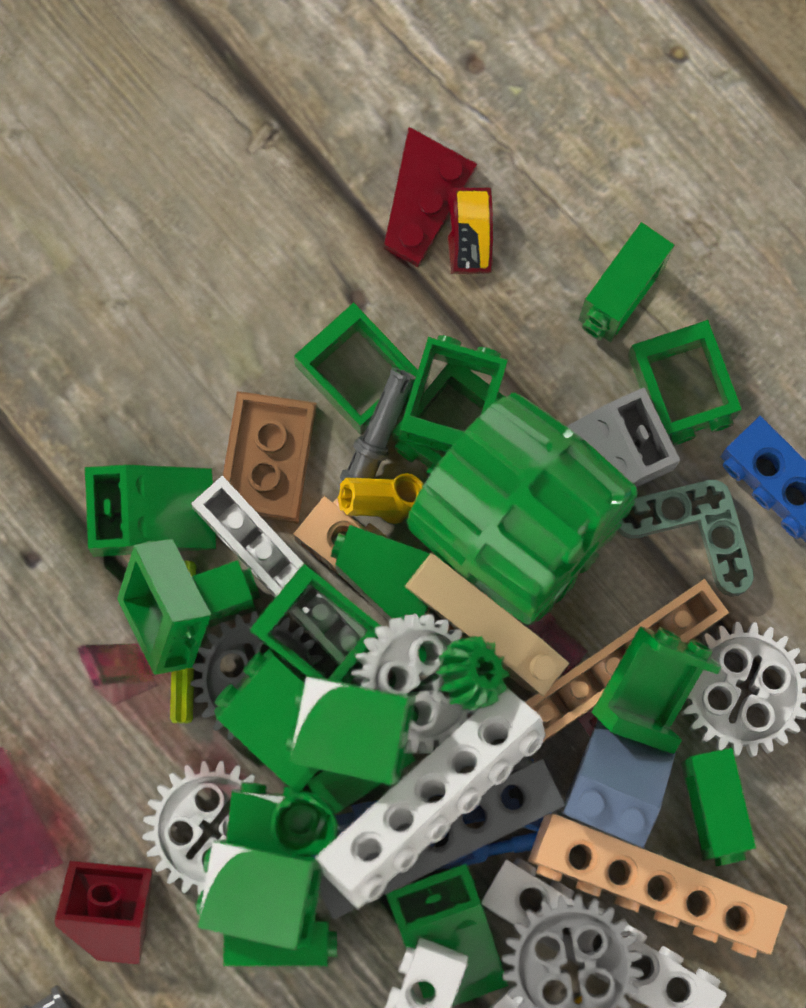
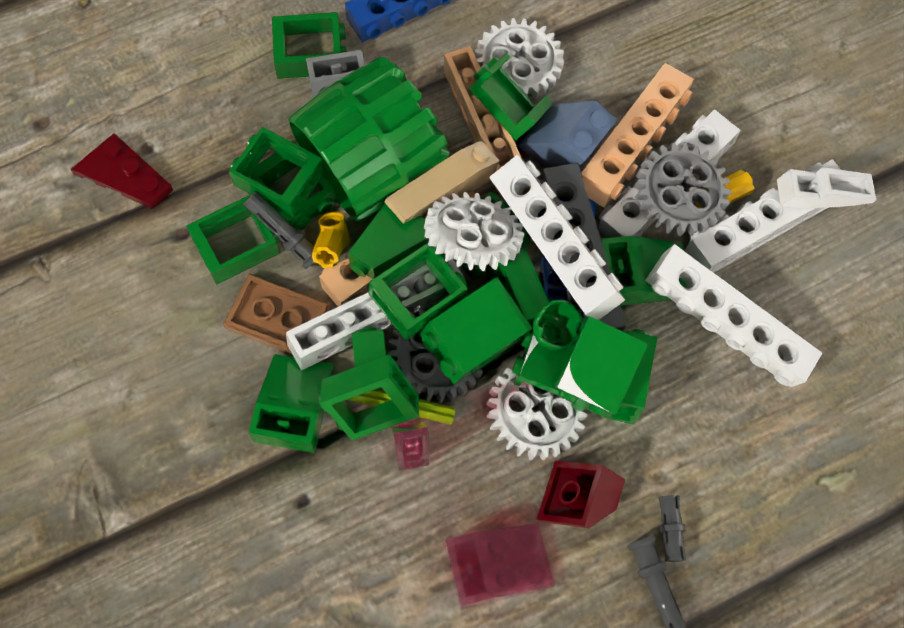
camera: 75 degrees left, 10 degrees down
(351, 729) = (499, 270): green panel -> none
(471, 230) = (166, 147): slope -> none
(472, 673) = (477, 189): green gear -> none
(625, 283) = (230, 56): green window -> none
(707, 520) = (402, 45): sand green beam -> none
(718, 806) = (594, 76): green window -> none

